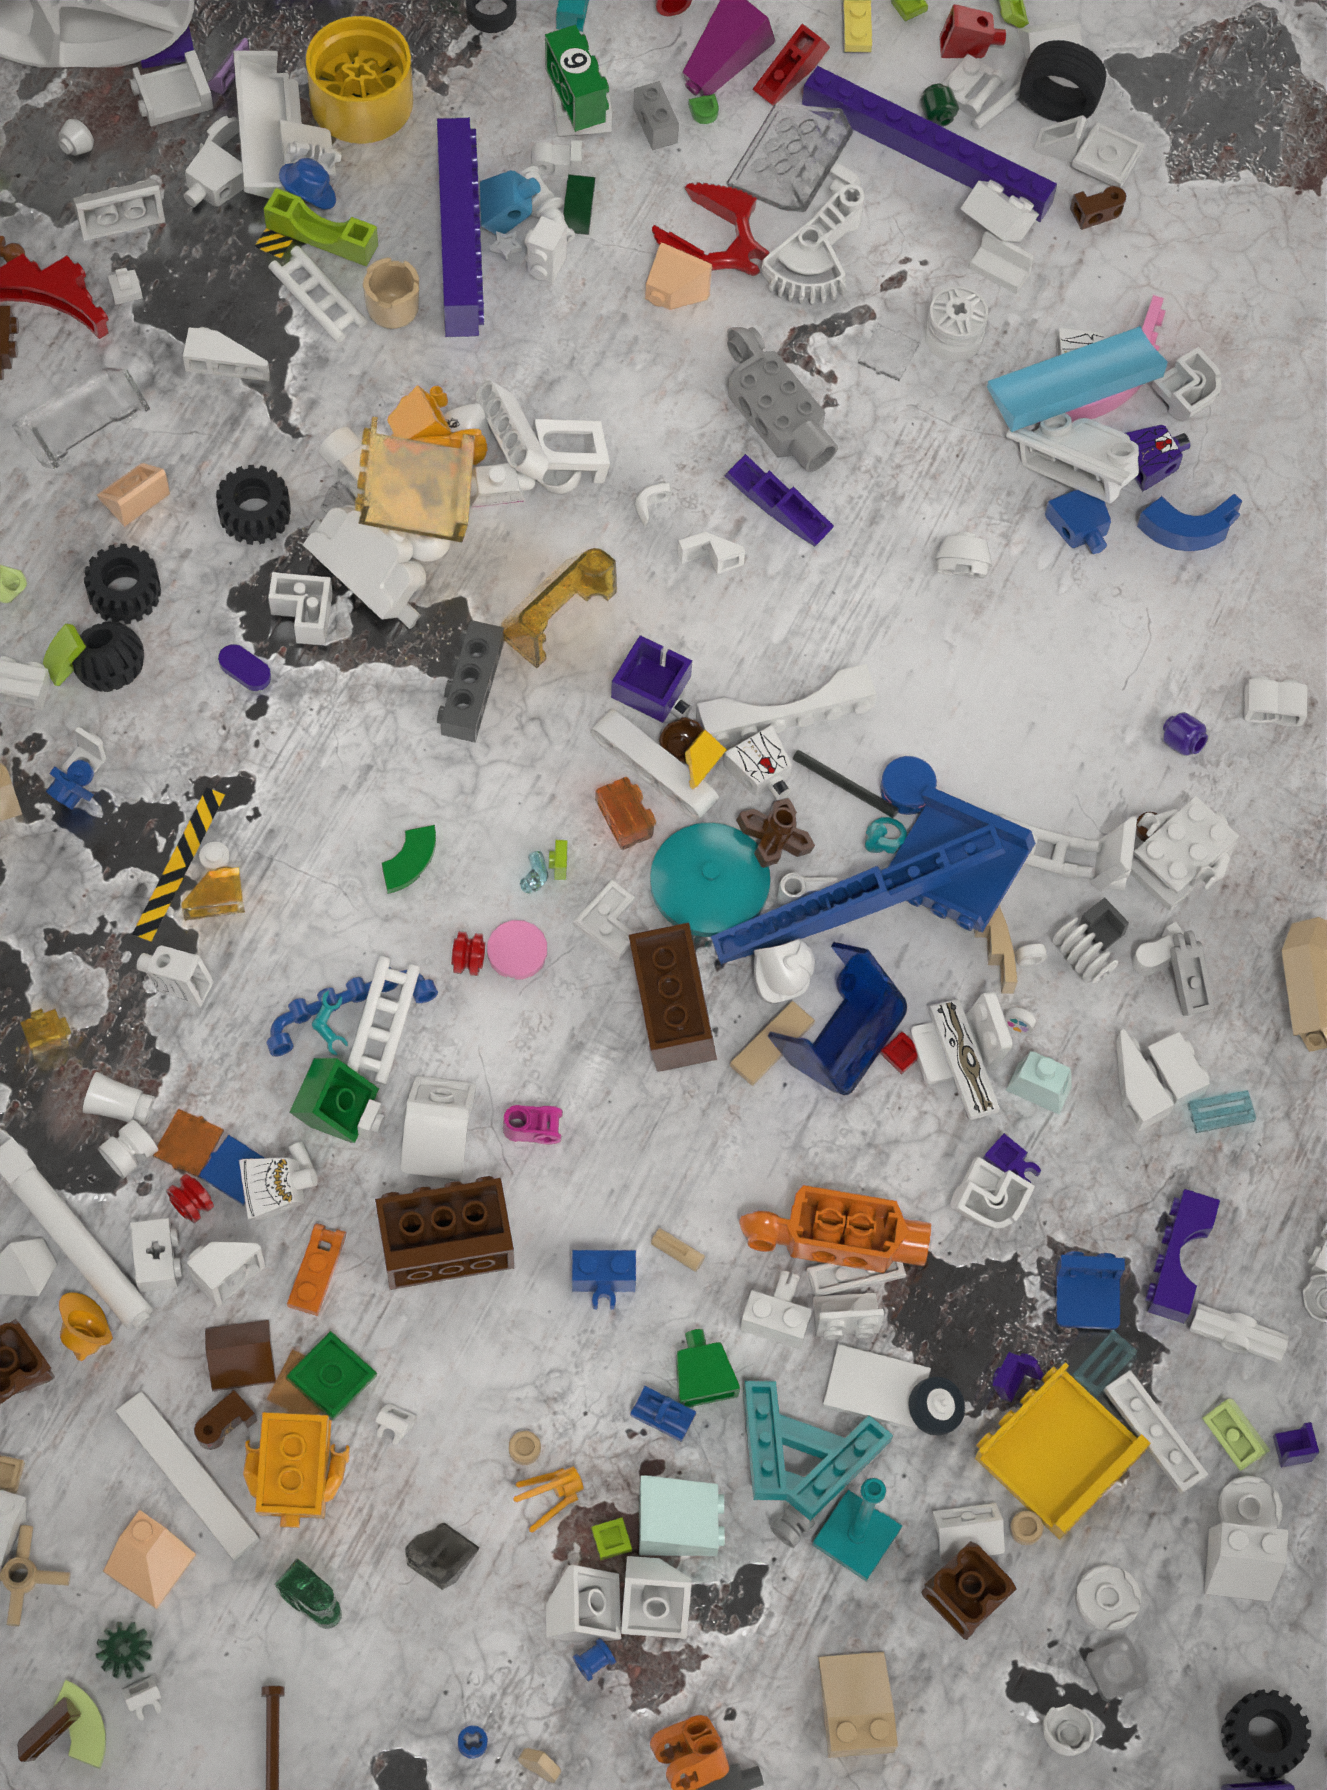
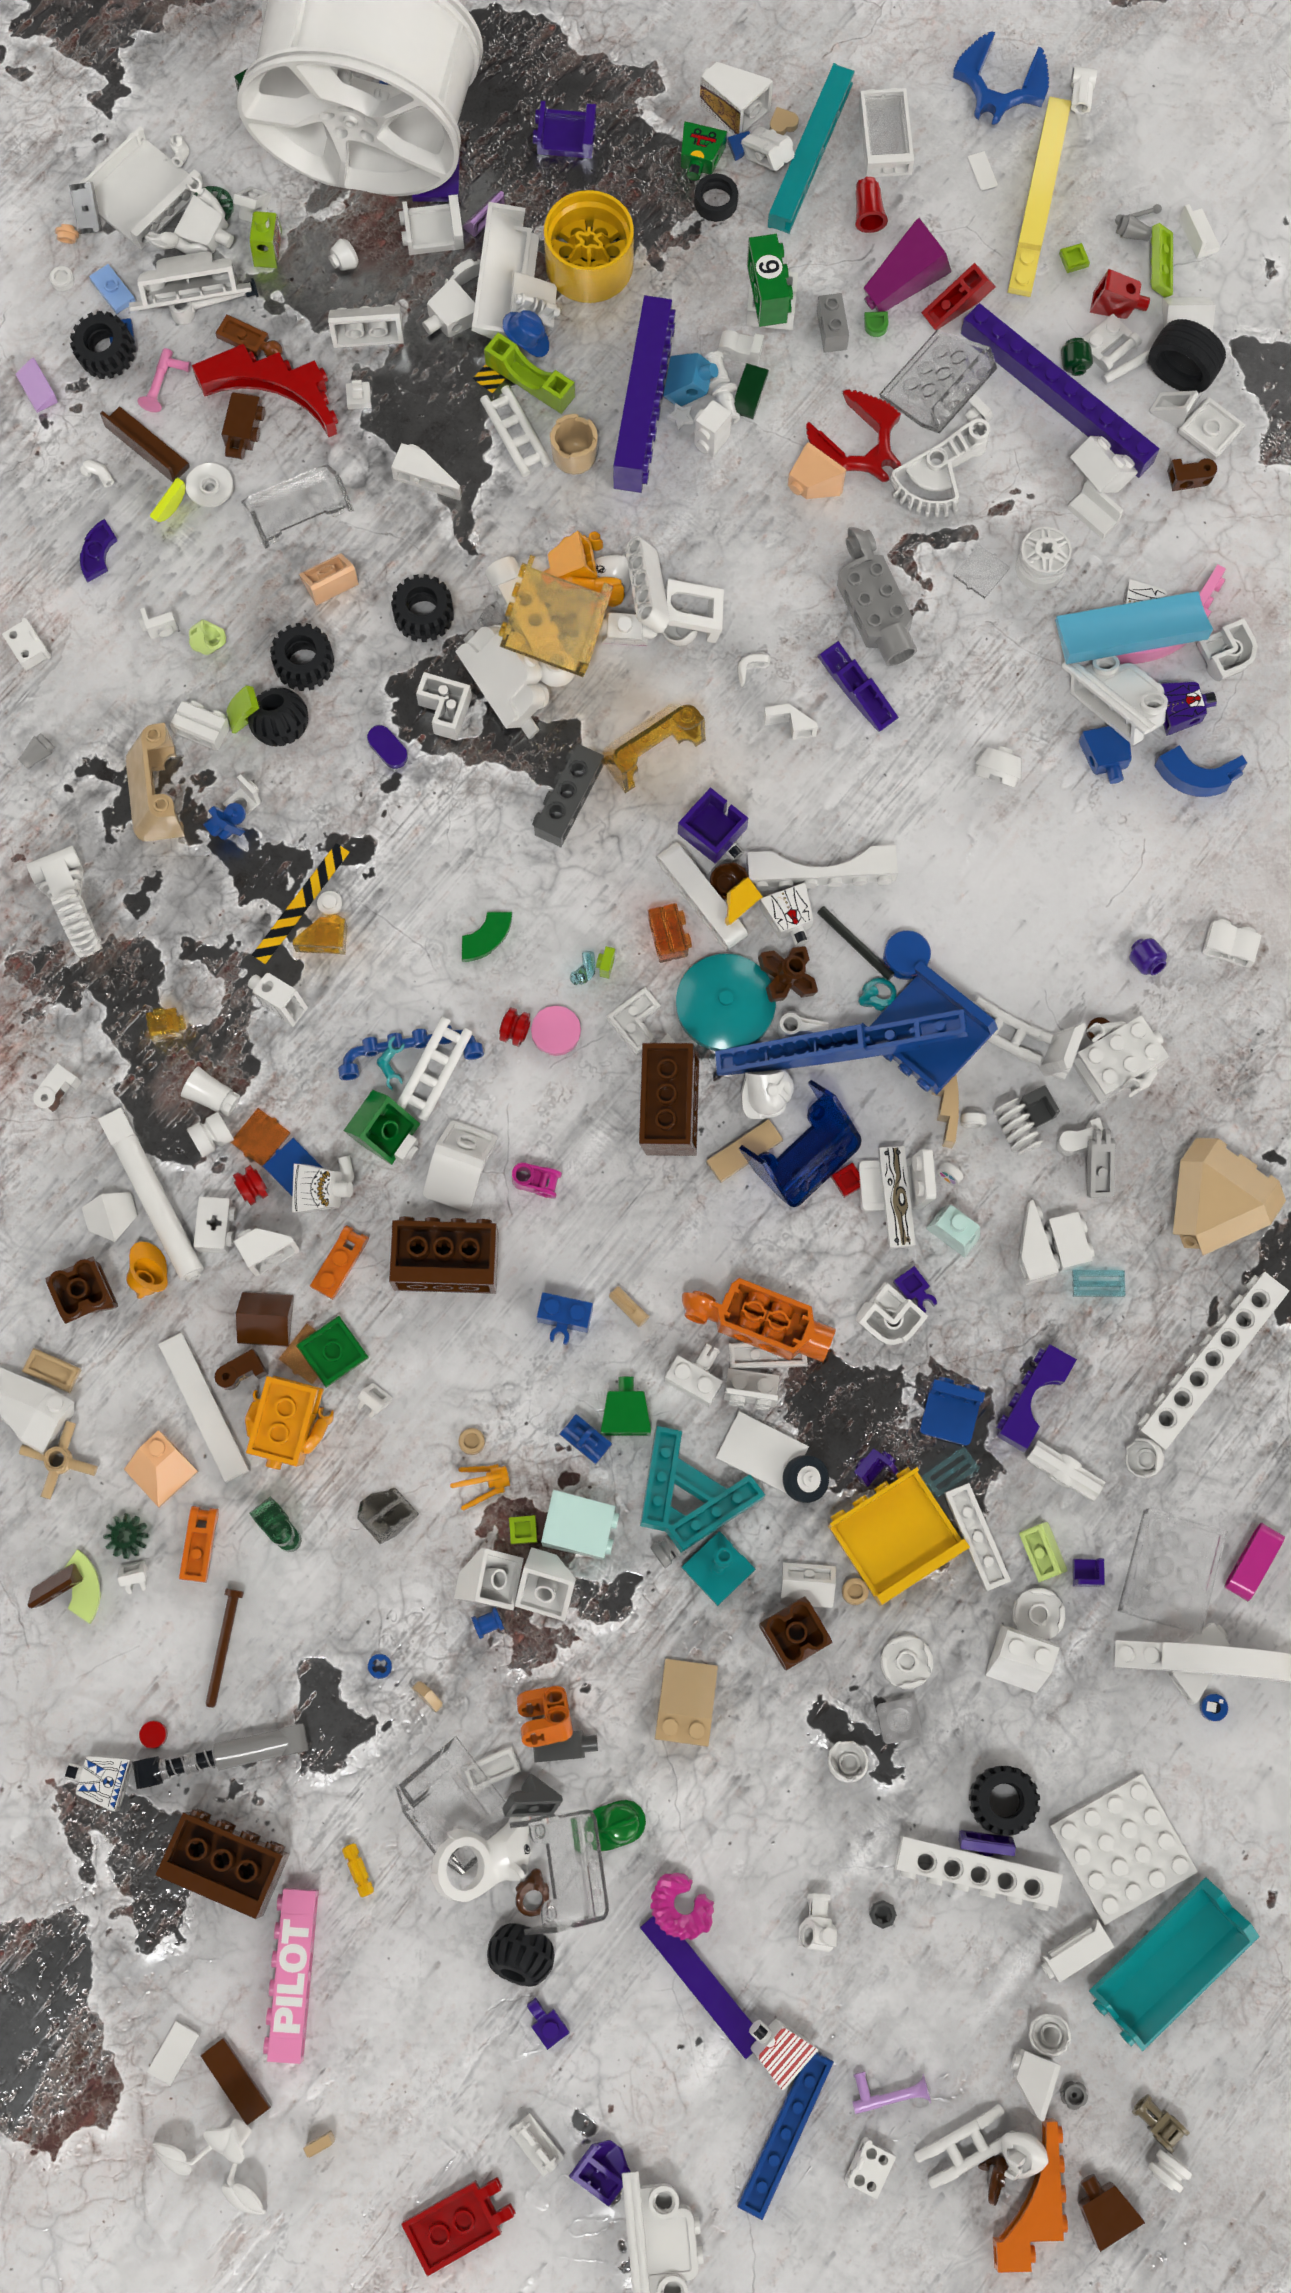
camera: 15 degrees right, 10 degrees up
(216, 1643) = (198, 1545): none -> orange plate

